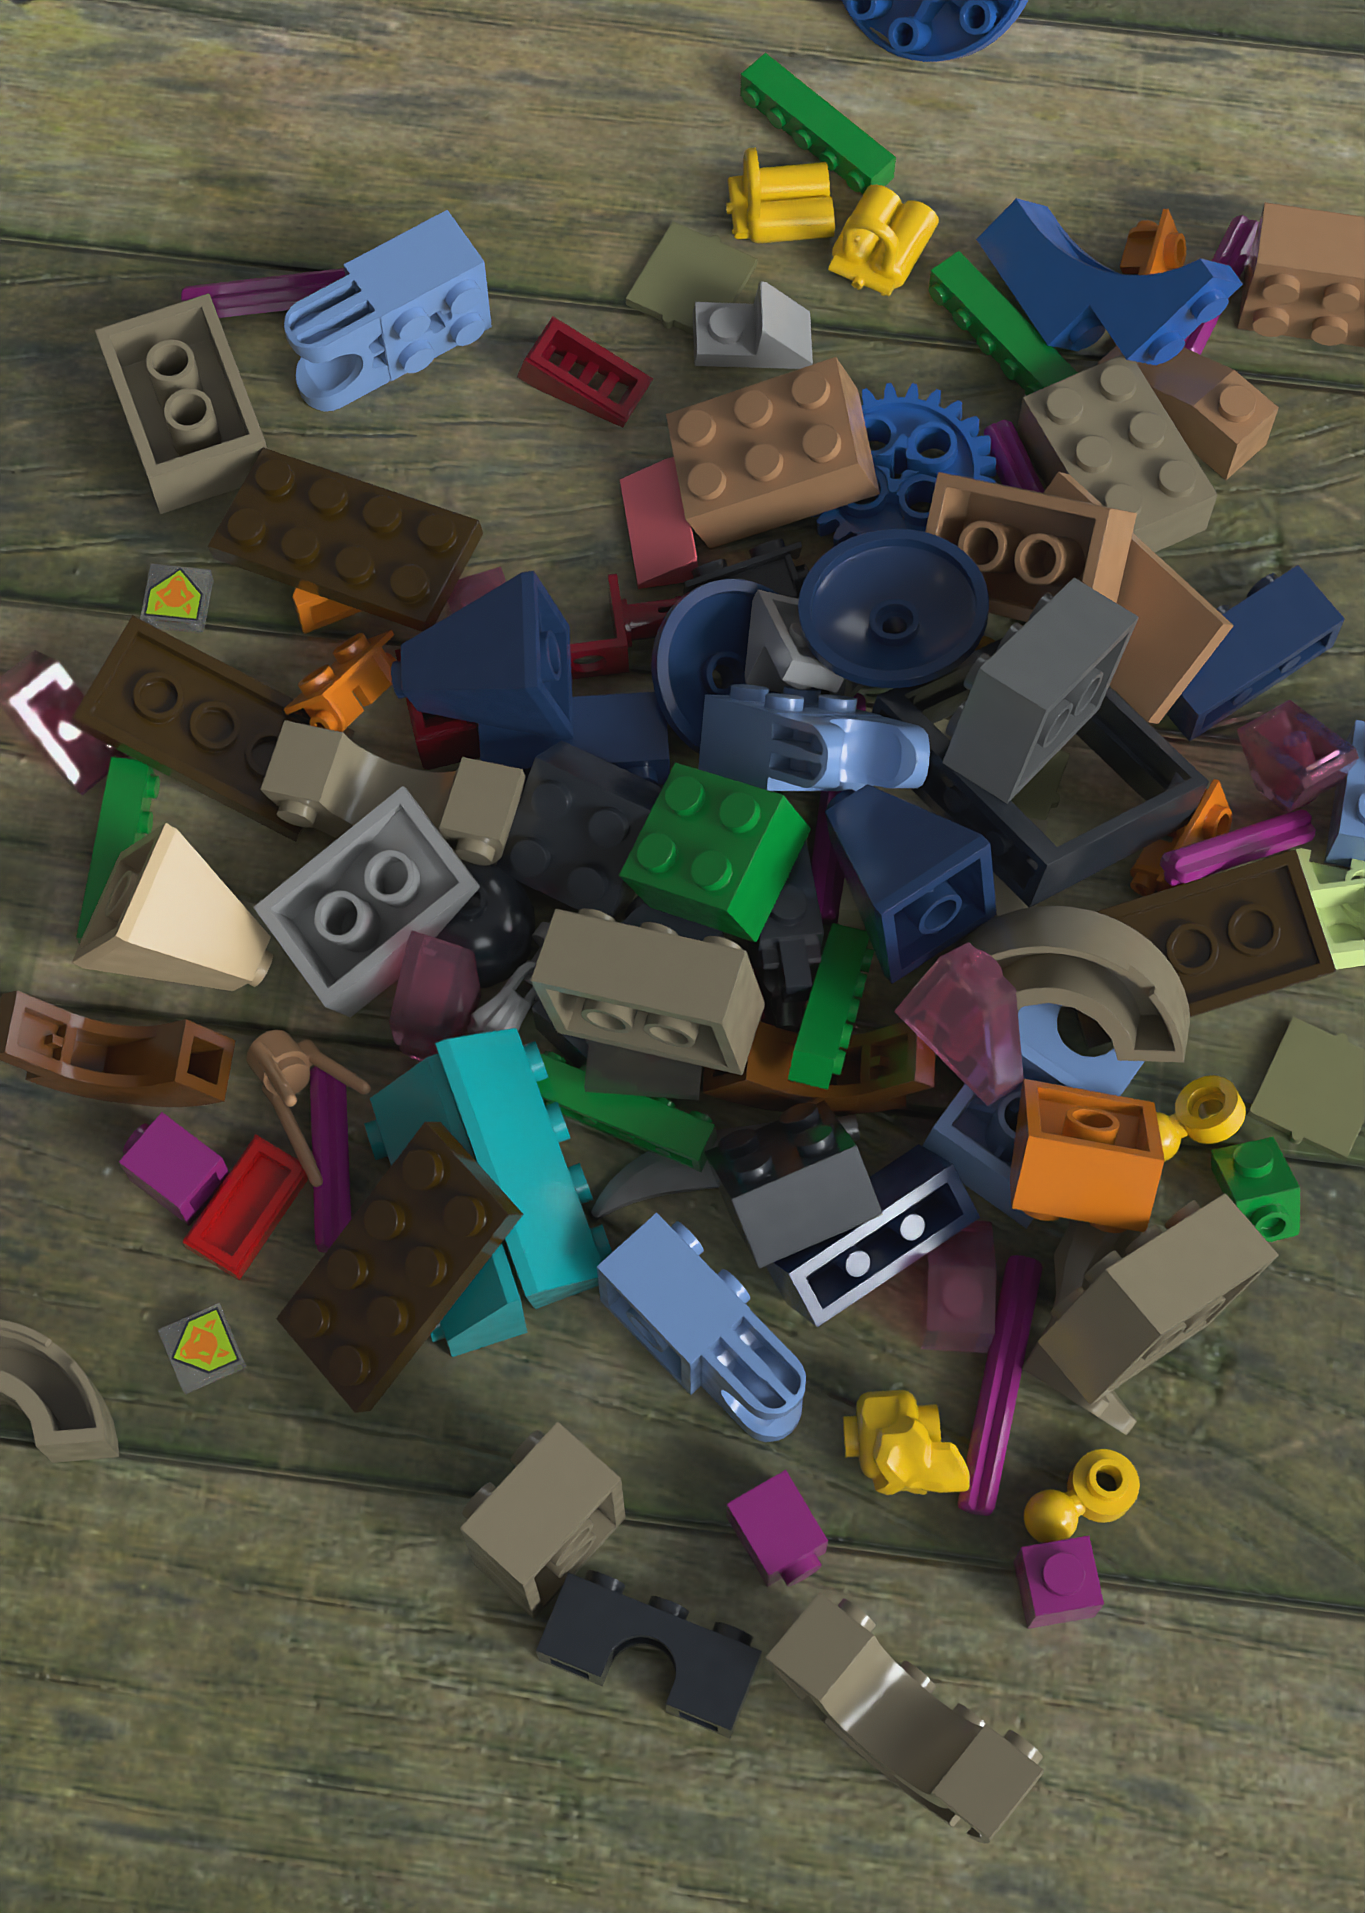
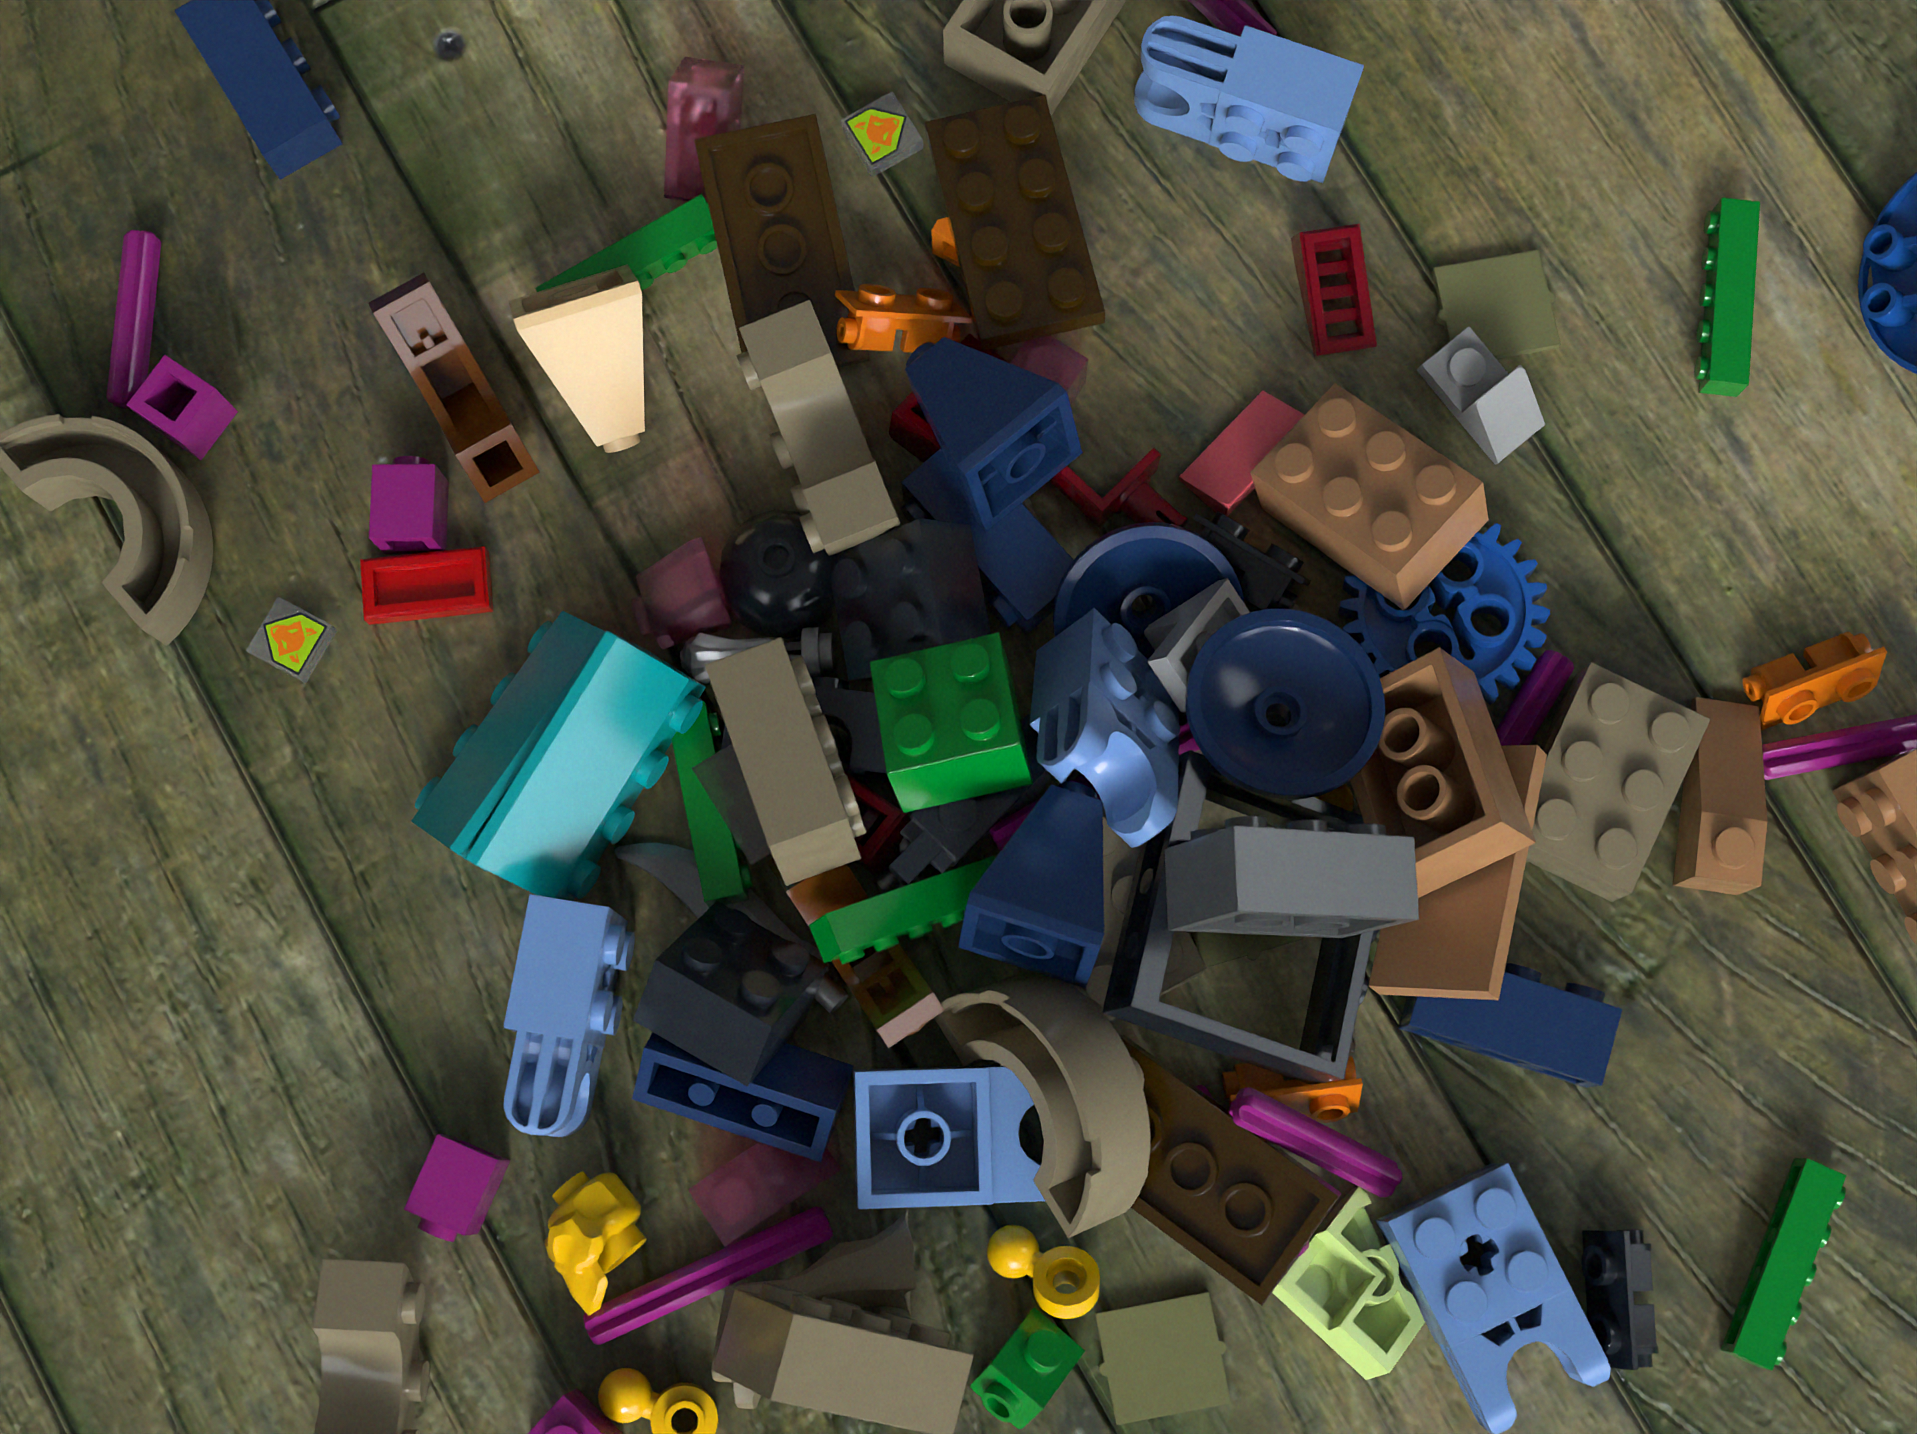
camera: 55 degrees right, 10 degrees up
(284, 1072) = (547, 524): medium nougat plant -> none
(331, 1155) = (509, 616): magenta axle -> none
(361, 897) = (711, 480): light grey slope -> none
(398, 1266) = (436, 739): dark brown plate -> none
(543, 1517) = (305, 1003): dark tan brick -> none
(598, 1622) = (313, 1210): black arch -> none
(780, 202) = (1628, 323): yellow piece -> none
(882, 240) = (1660, 433): yellow piece -> none
(969, 1020) = (953, 1040): clear pink slope -> none
(996, 325) = (1656, 592): green piece -> none
(1078, 298) = (1737, 641): blue arch -> none
(1085, 1157) = (917, 1216): orange slope -> none
(1294, 756) = (1435, 1131): clear pink slope -> none

